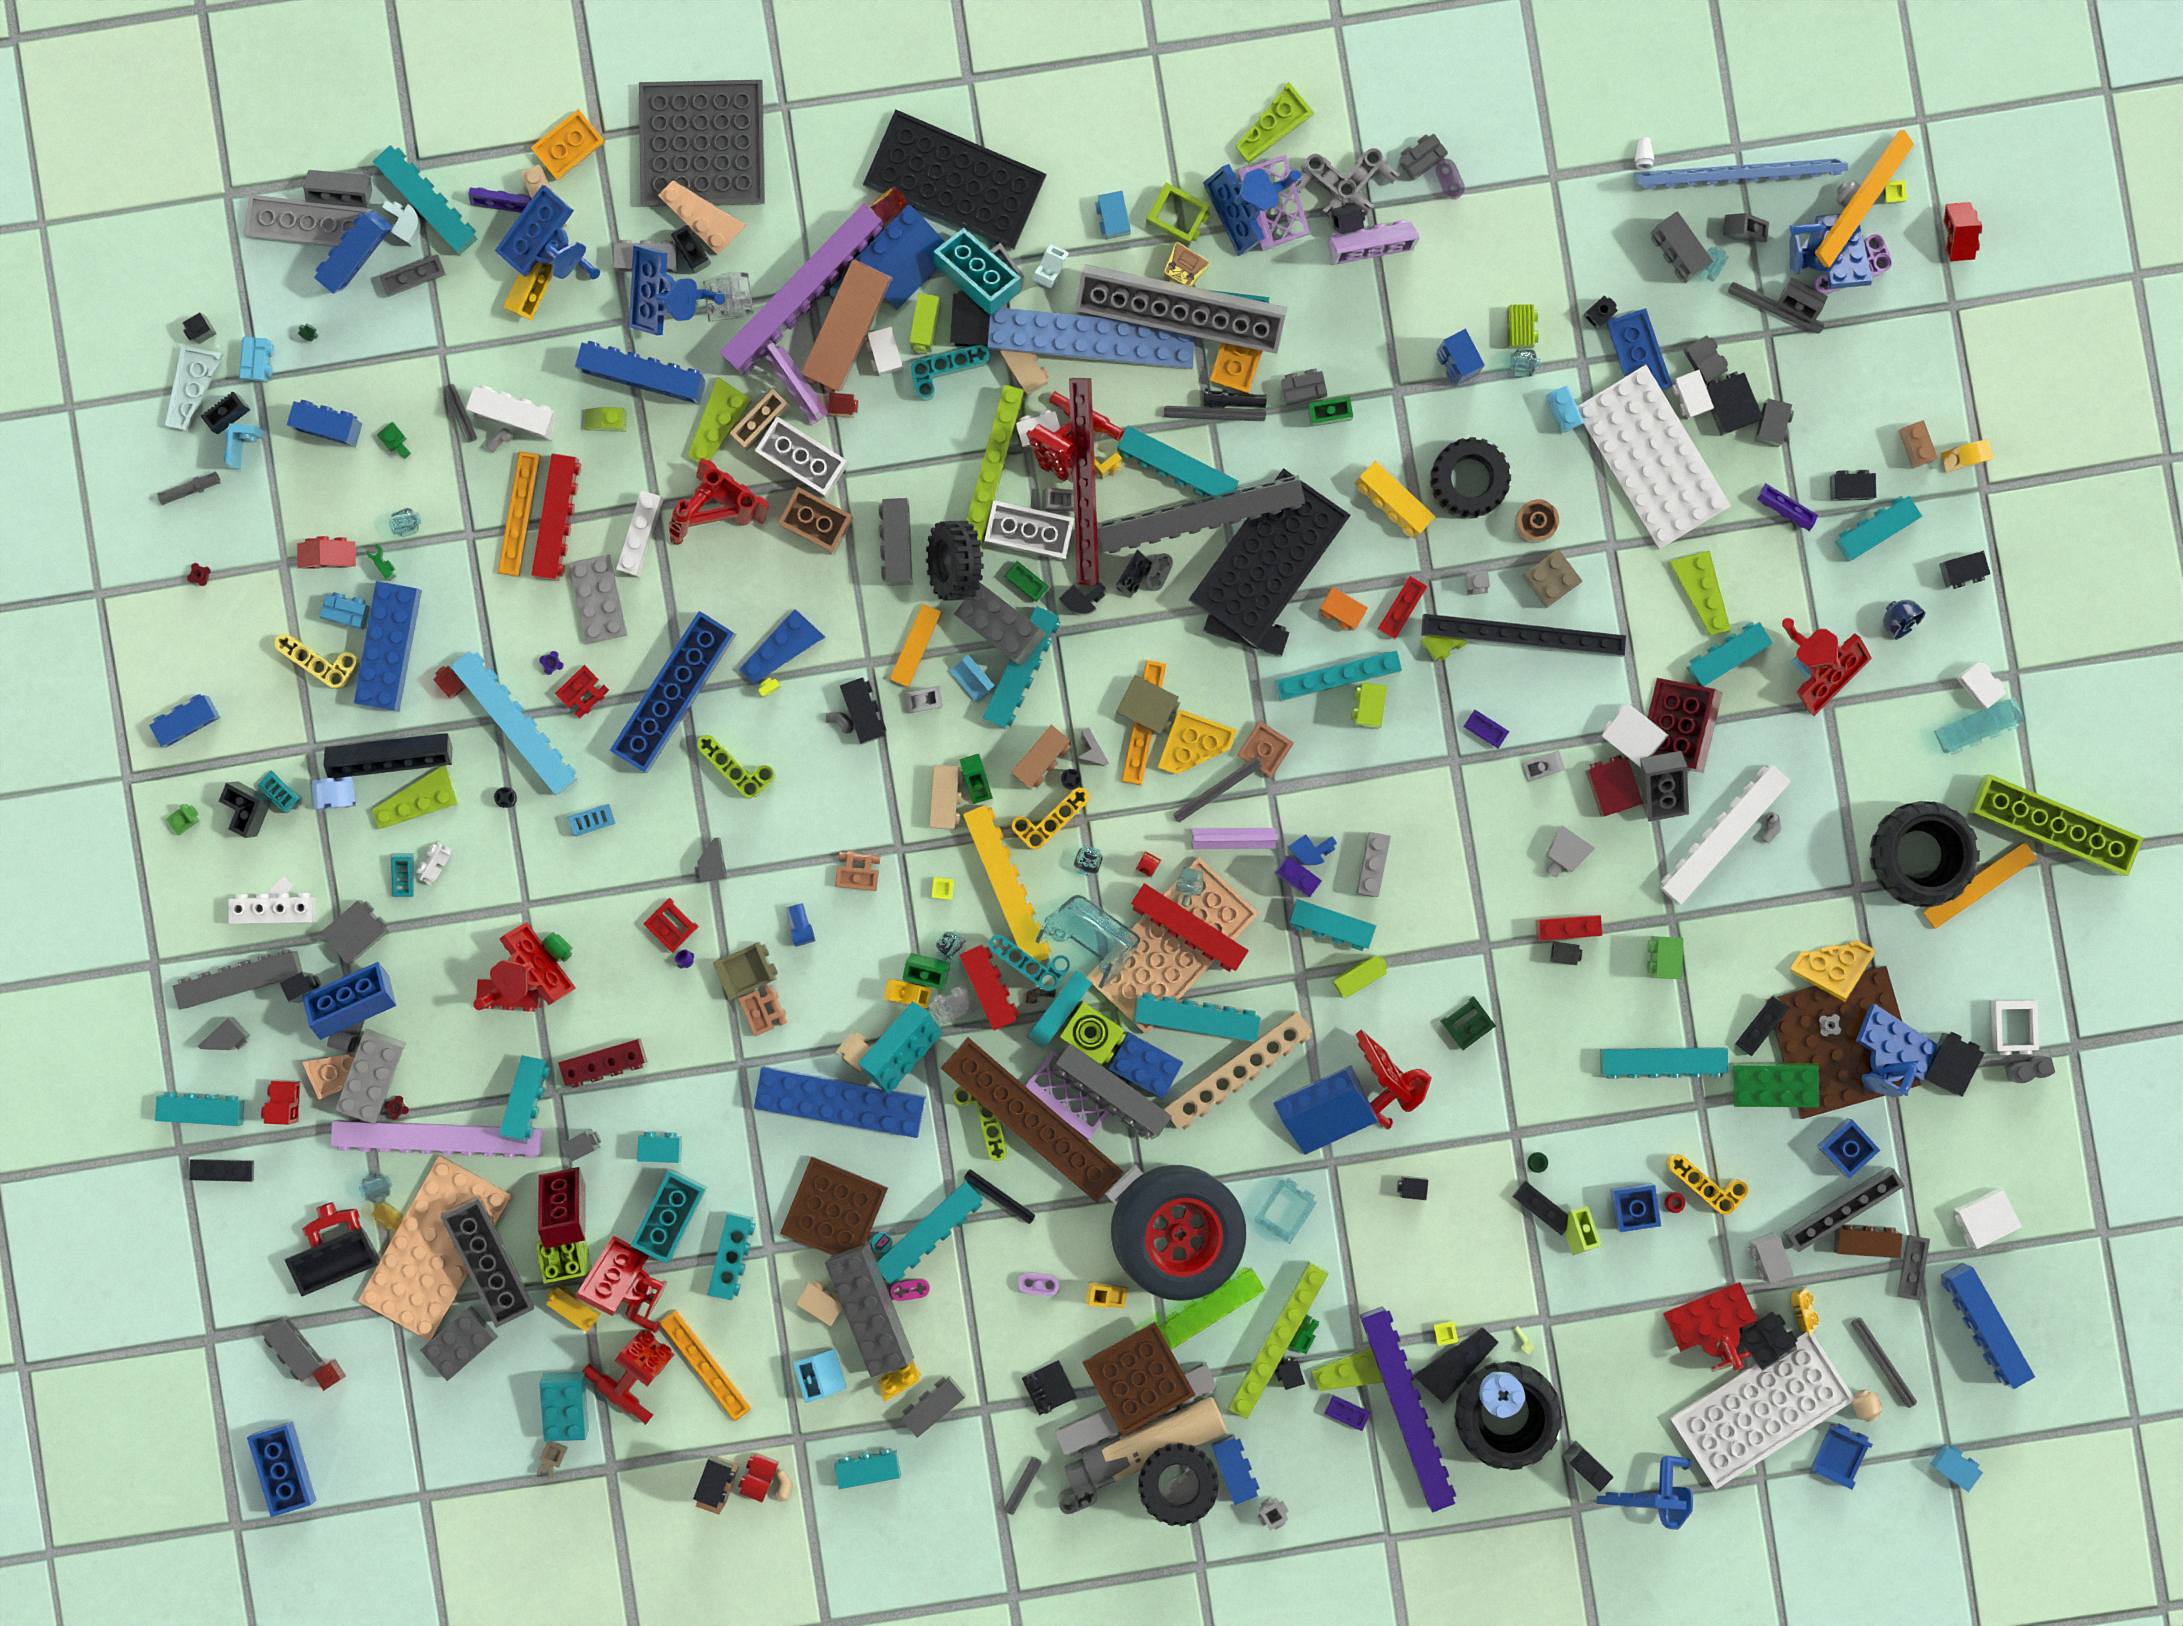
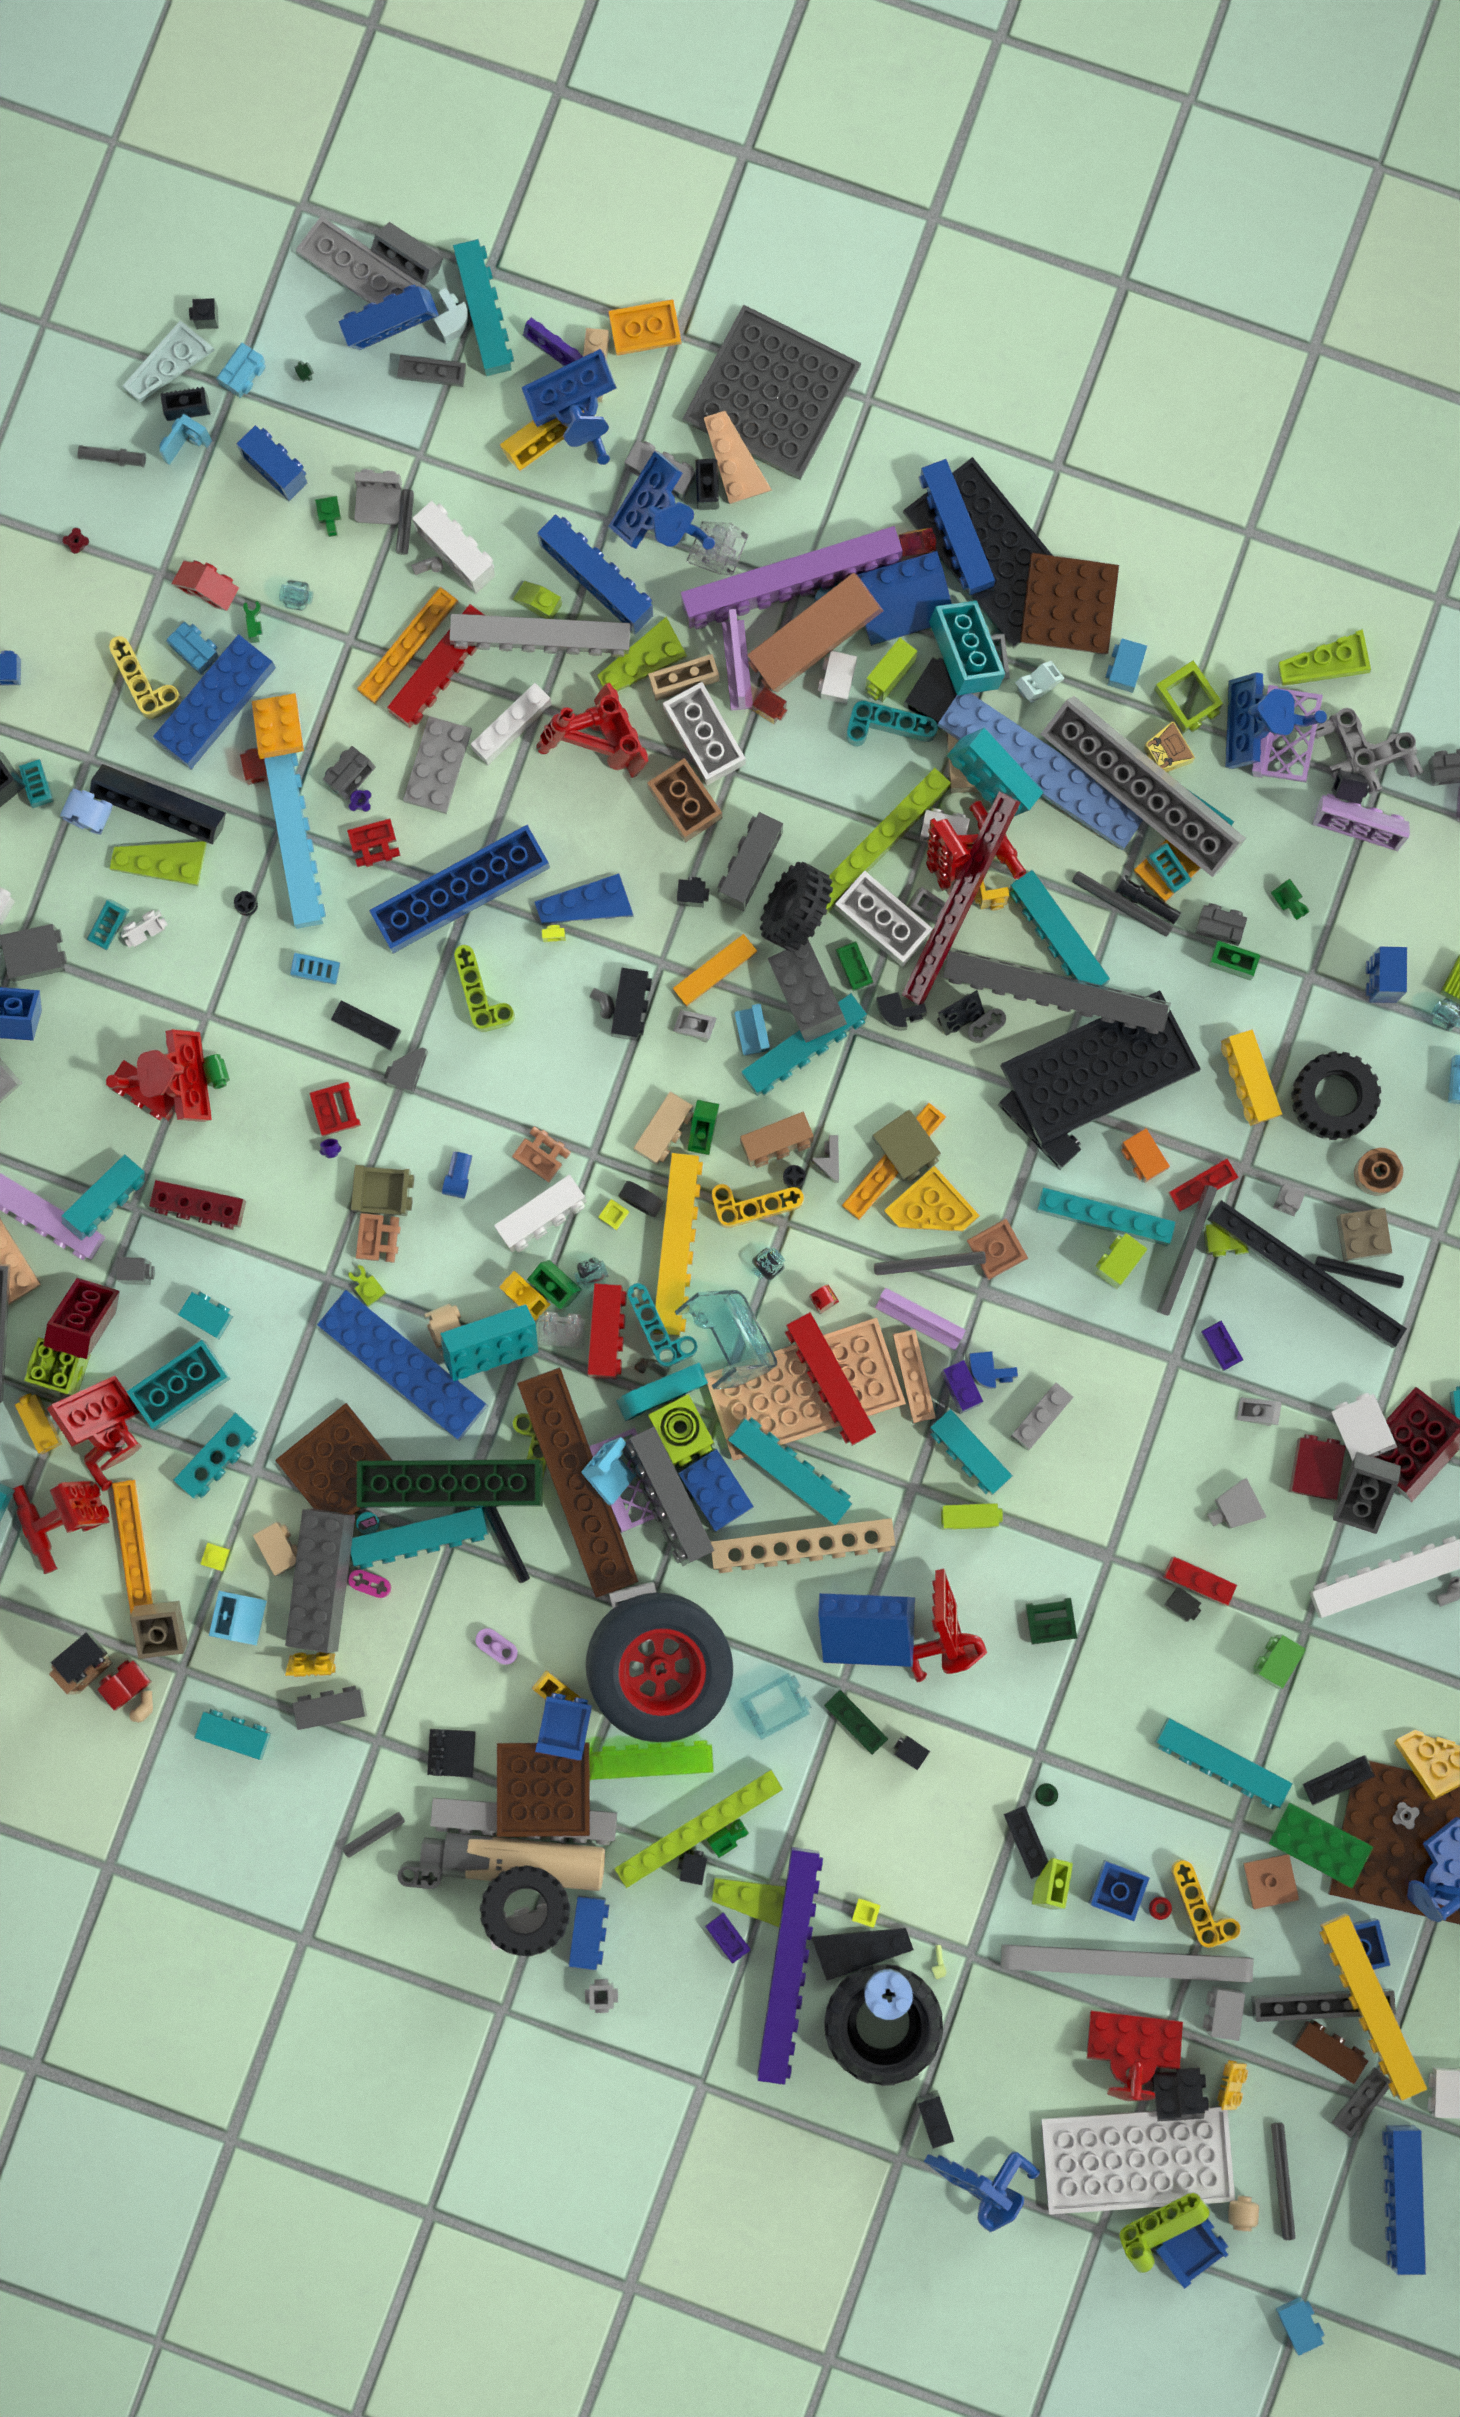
camera: 35 degrees right, 5 degrees down
(427, 405) = (378, 497): none -> light grey bracket
(450, 638) = (277, 726): none -> light orange plate
(529, 645) = (348, 772): none -> dark grey brick
(622, 448) = (540, 634): none -> light grey brick
(658, 843) = (366, 1025): none -> black plate
(762, 1419) = (158, 1629): none -> dark tan brick
(774, 1336) = (215, 1557): none -> neon yellow plate
(778, 1054) = (368, 1288): none -> lime plate
(863, 592) = (692, 892): none -> black brick
(884, 920) = (540, 1214): none -> white brick
(915, 175) = (957, 527): none -> blue brick
(931, 1177) = (450, 1483): none -> dark green brick
(958, 864) = (641, 1198): none -> black tyre
(1040, 189) = (1069, 603): none -> reddish brown plate
(1052, 1098) = (608, 1472): none -> medium azure bracket
(1053, 362) = (993, 770): none -> teal brick
(1129, 1321) = (564, 1727): none -> blue panel
(1189, 883) = (854, 1338): clear light blue piece -> none
(1234, 370) = (1164, 848): none -> teal slope
(1254, 887) = (914, 1376): none -> light nougat plate
(1346, 335) = (1288, 897): none -> green plate
(1356, 1187) = (856, 1722): none -> dark green plate
(1417, 667) = (1187, 1250): none -> dark grey tile
(1564, 610) = (1360, 1272): none -> black axle
(1671, 1260) = (1127, 1963): none -> light grey beam
(1750, 1133) = (1271, 1881): none -> nougat plate
(1824, 1428) = (1160, 2226): none -> lime beam
(1885, 1191) = (1373, 2007): none -> yellow brick

